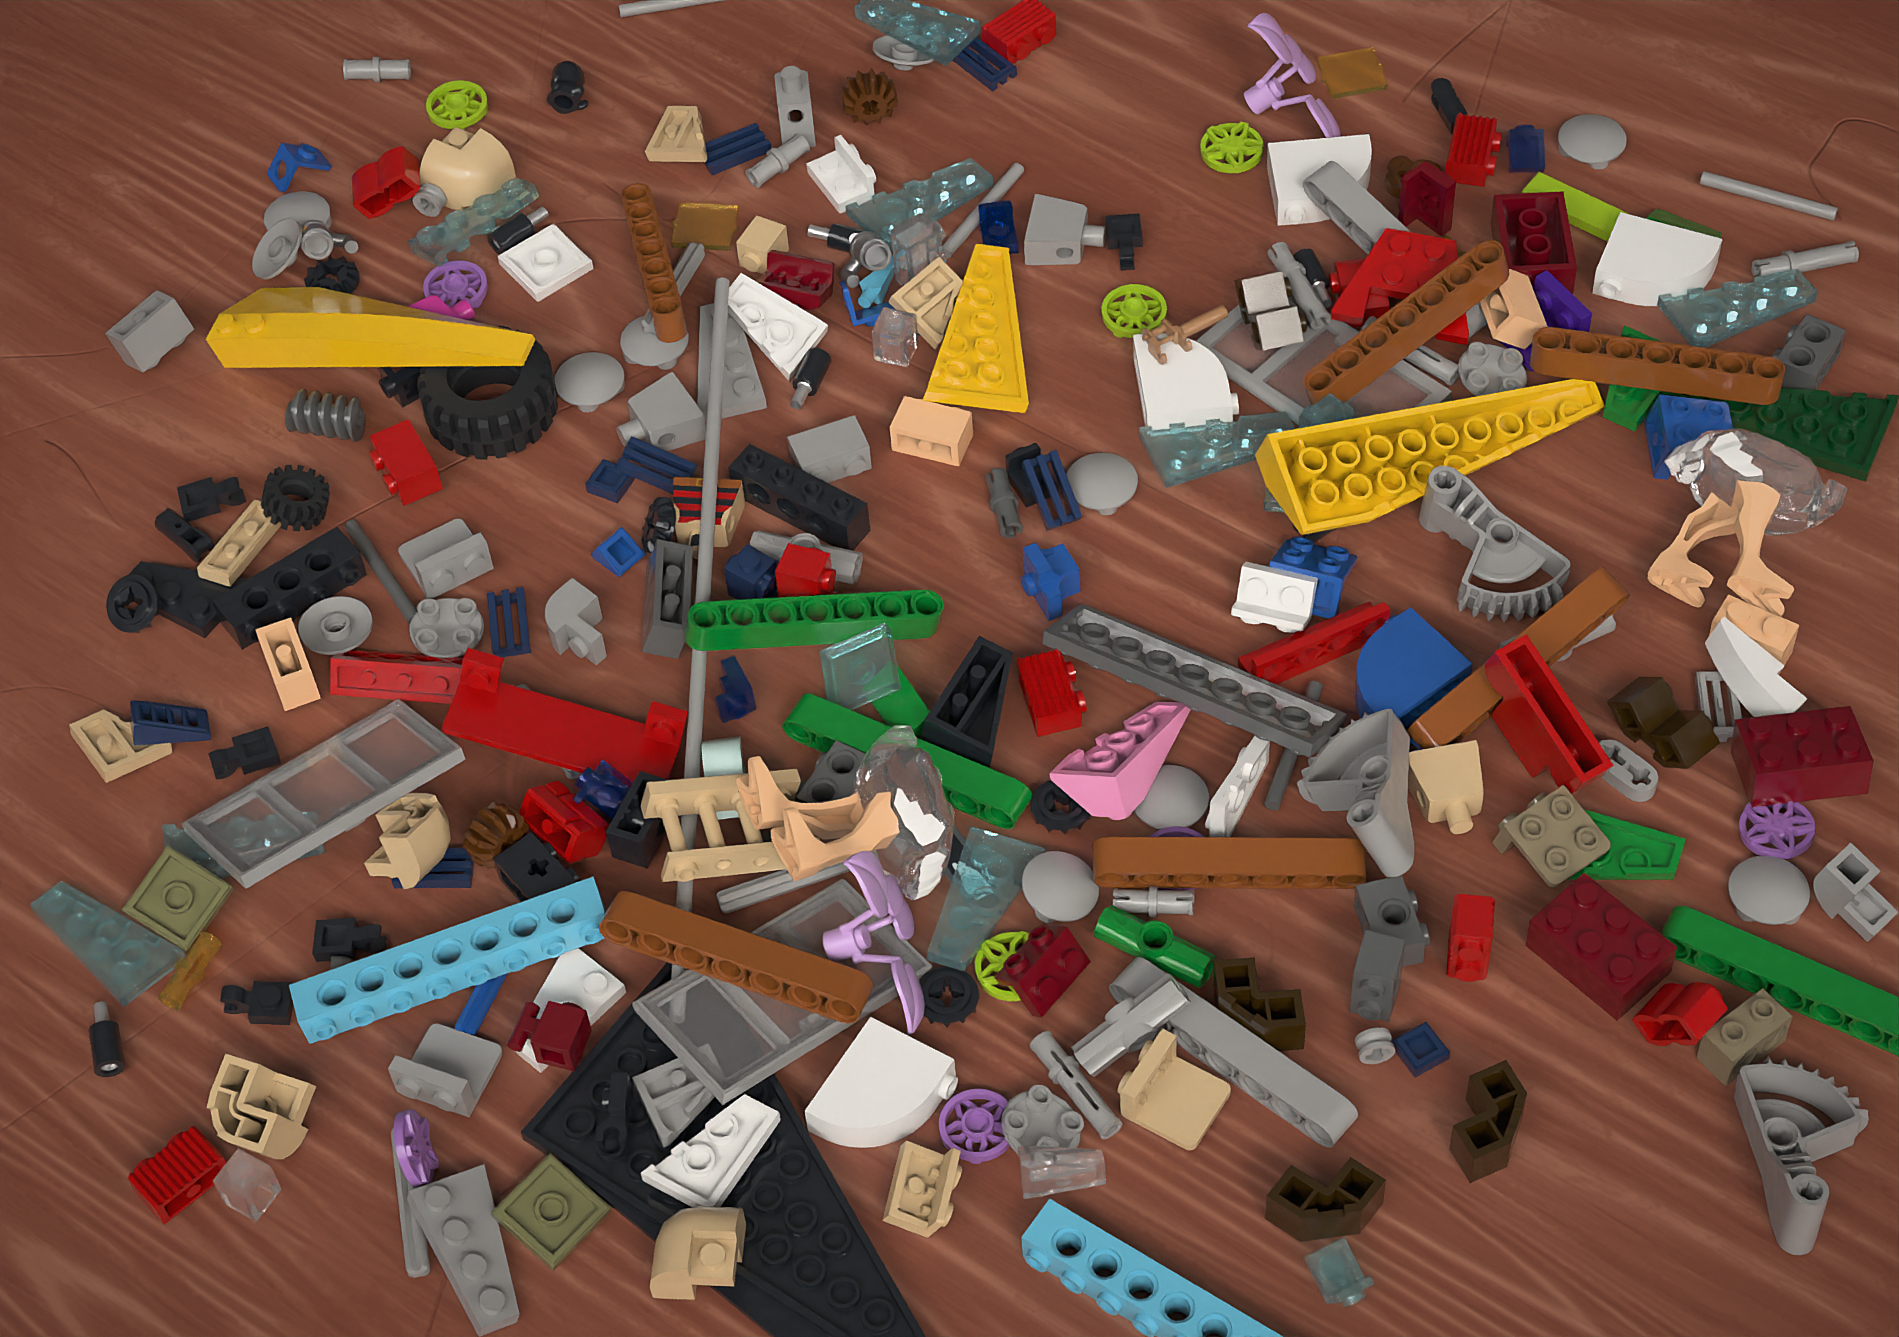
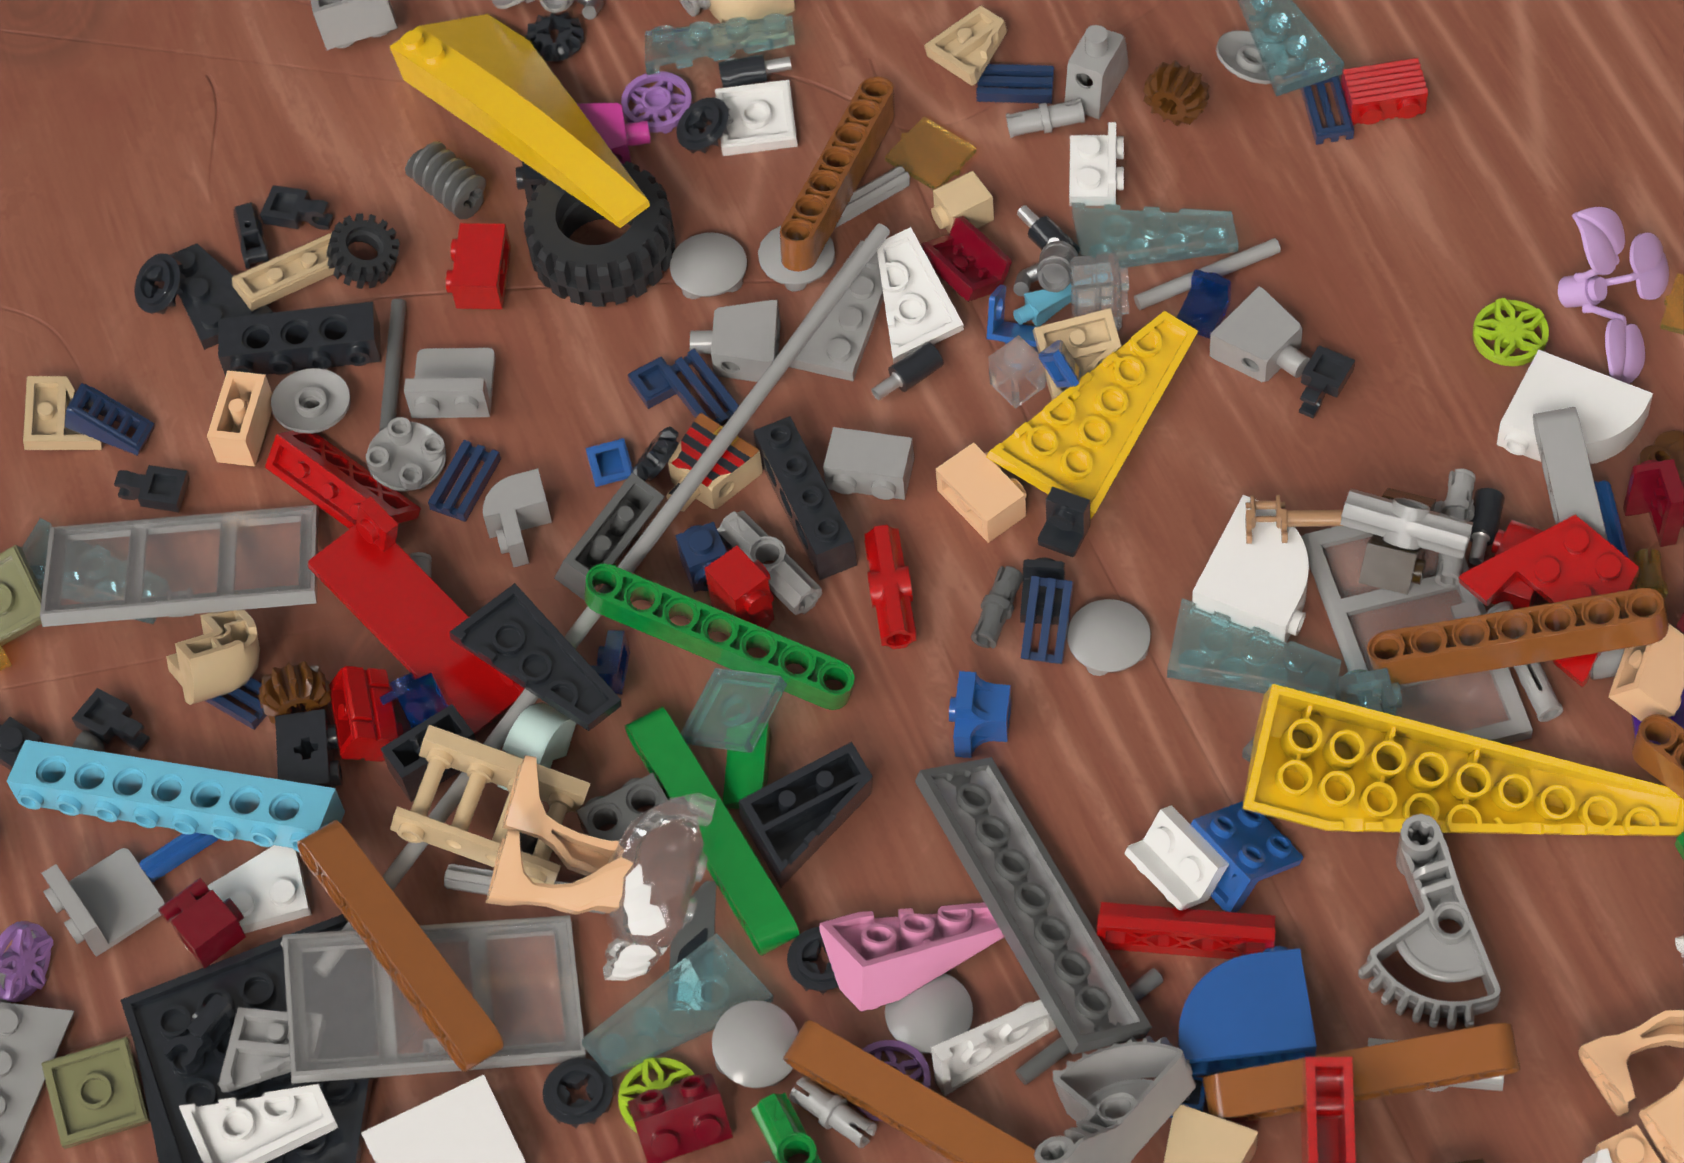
camera: 35 degrees right, 5 degrees up
(498, 285) = (695, 119): none -> black gear
(678, 699) = (534, 654): none -> black wing
(852, 939) = (534, 949): lavender plant -> none
(912, 528) = (890, 587): none -> red piece
(932, 311) = (1060, 365): none -> blue slope
(1012, 418) = (1065, 522): none -> black bracket
(1050, 693) = (892, 836): red brick -> none
(1133, 310) = (1276, 465): lime wheel -> none
(1273, 290) = (1406, 523): none -> light grey piece
(1491, 369) = (1591, 730): light grey dish -> none

